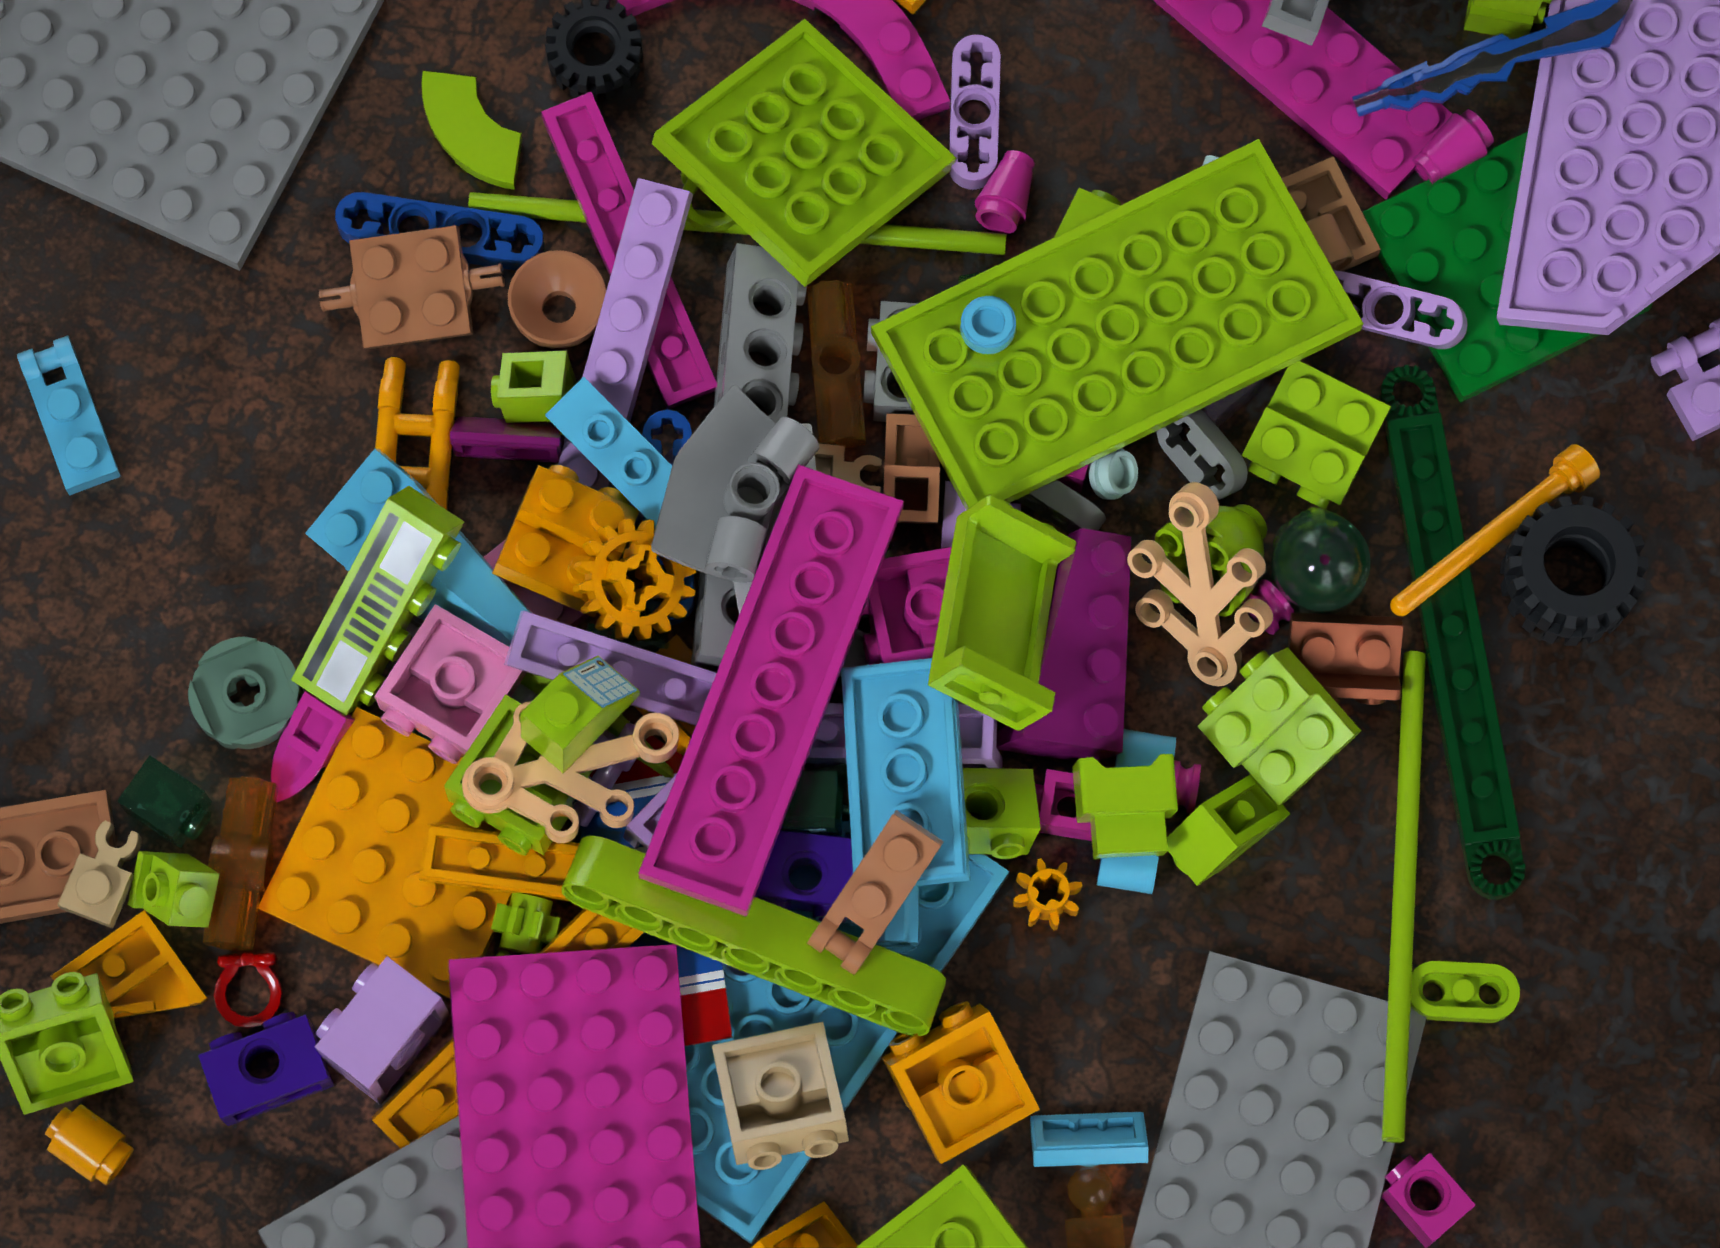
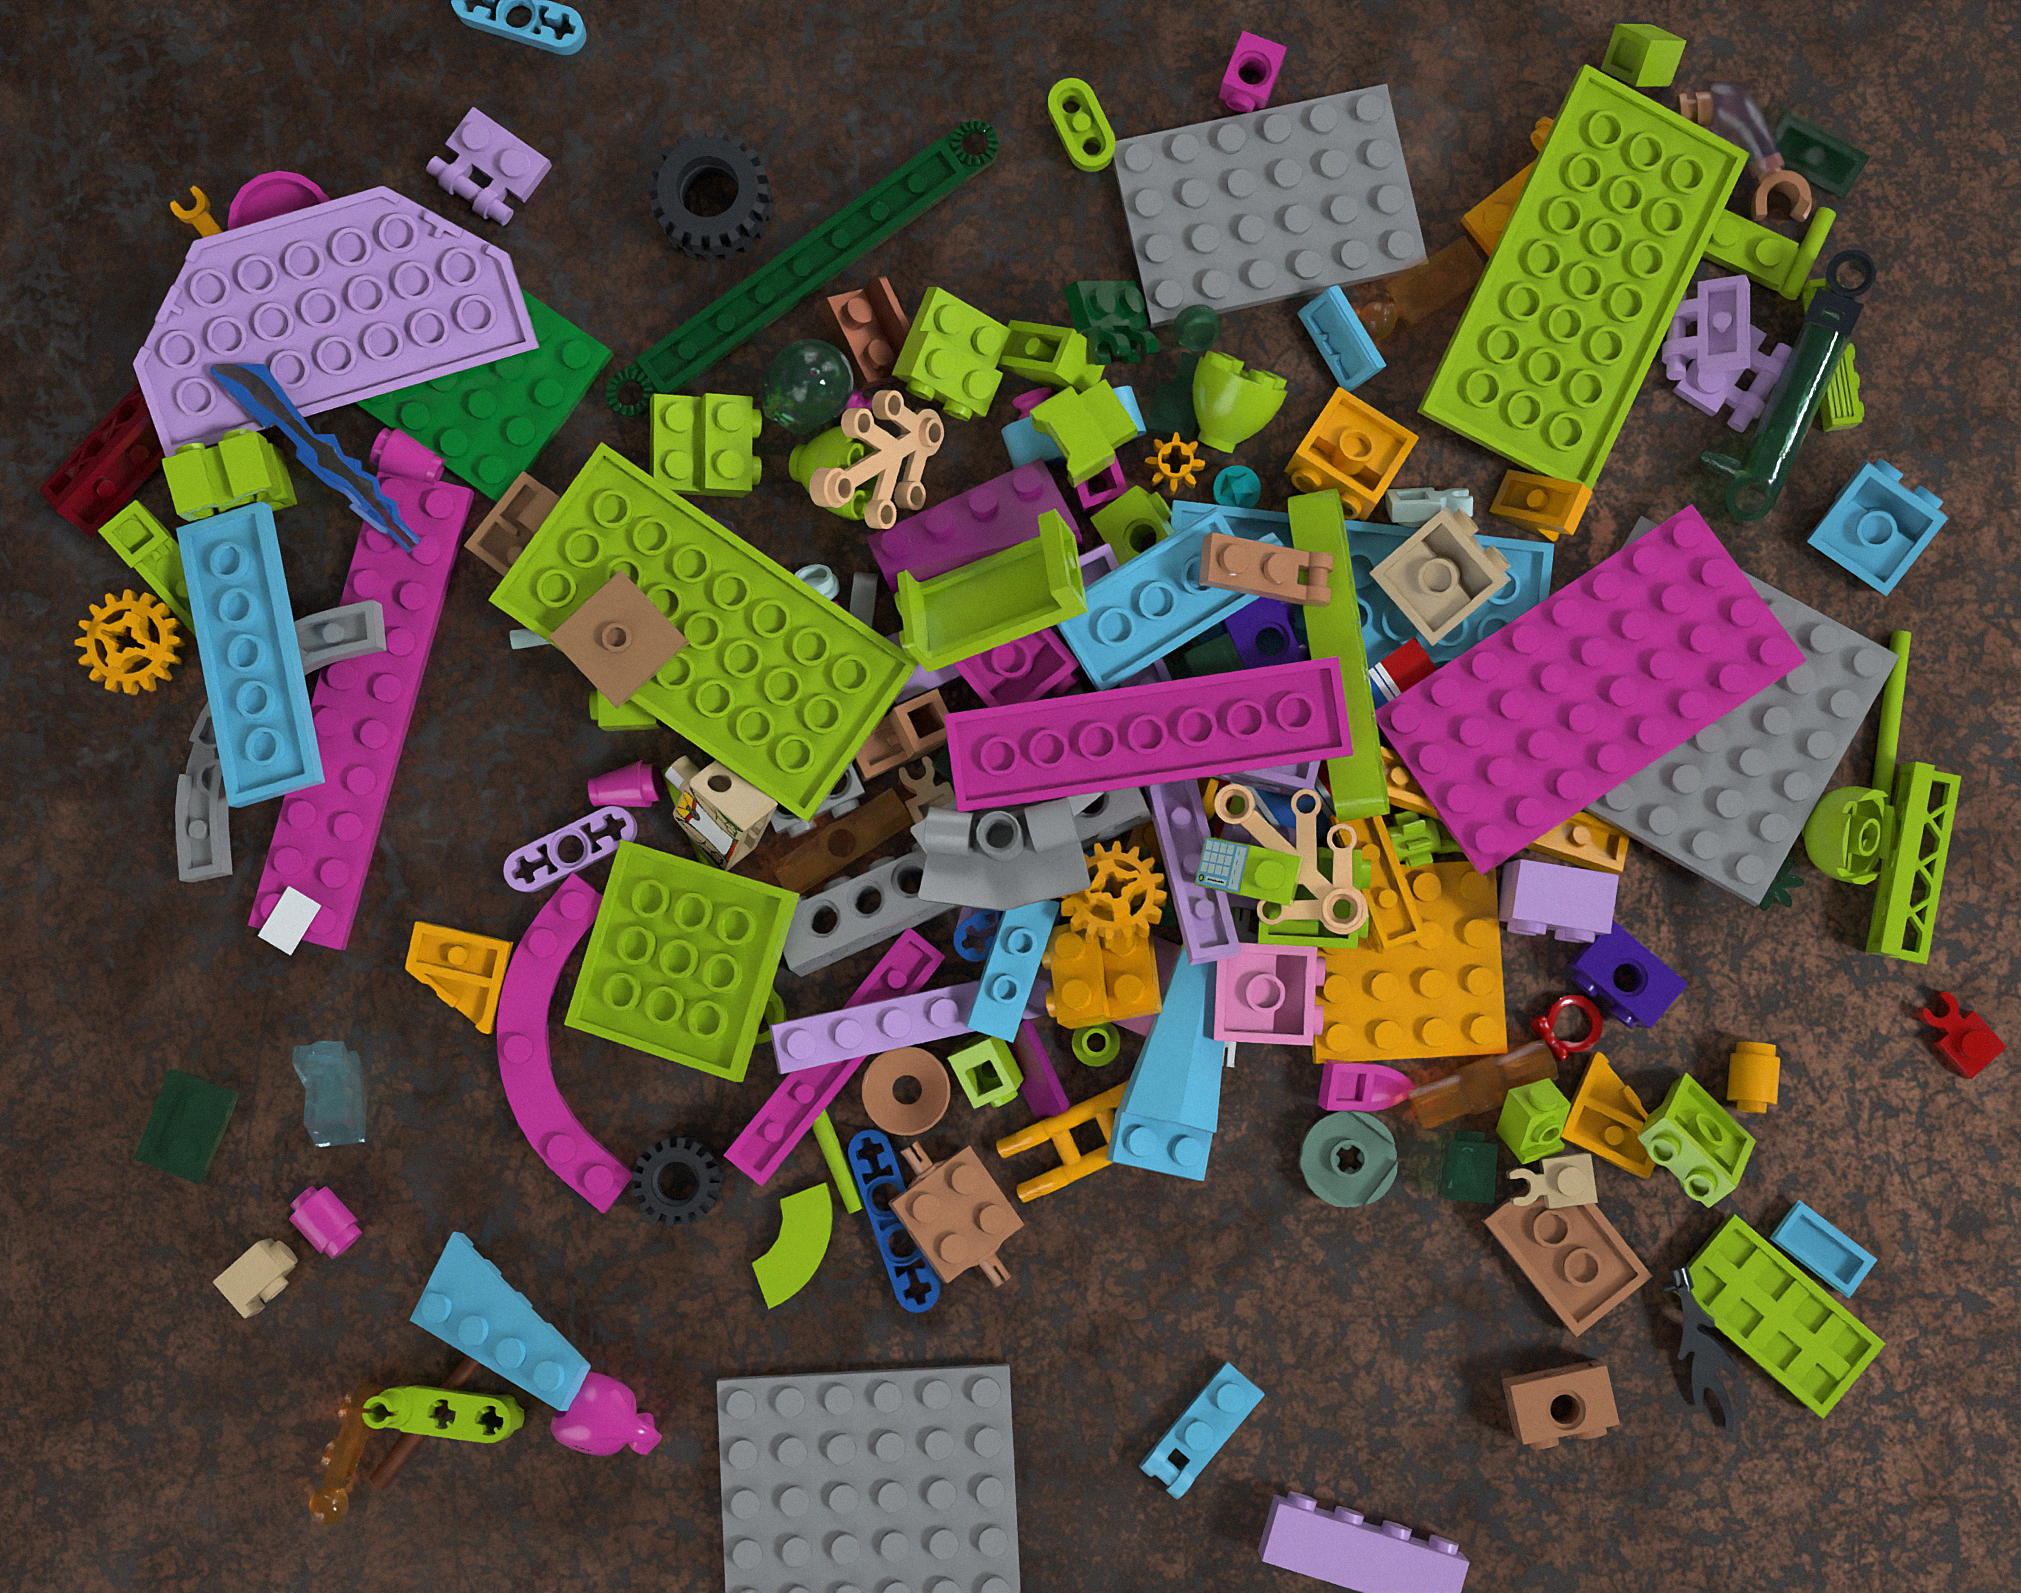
camera: 115 degrees left, 10 degrees up
(378, 601) = (1232, 1085): lime brick -> none
(489, 522) = (1100, 1058): none -> lime plate
(869, 1123) = (1418, 505): none -> light aqua plate
(932, 258) = (720, 810): none -> tan torso
(987, 948) = (1236, 487): none -> teal tile
(988, 325) = (759, 729): medium azure tile -> none
(1084, 989) = (1233, 402): none -> lime piece
(1108, 933) = (1173, 404): none -> clear green plate
(1150, 238) = (619, 639): none -> medium nougat plate
(1179, 996) = (1197, 327): none -> clear green plate
(1202, 453) = (761, 523): light grey beam -> none
(1247, 905) = (1111, 316): none -> dark green plate
(1403, 898) = (1034, 199): lime piece -> none
(1431, 306) = (552, 405): lavender beam -> none
(1571, 471) = (629, 239): light orange piece -> none

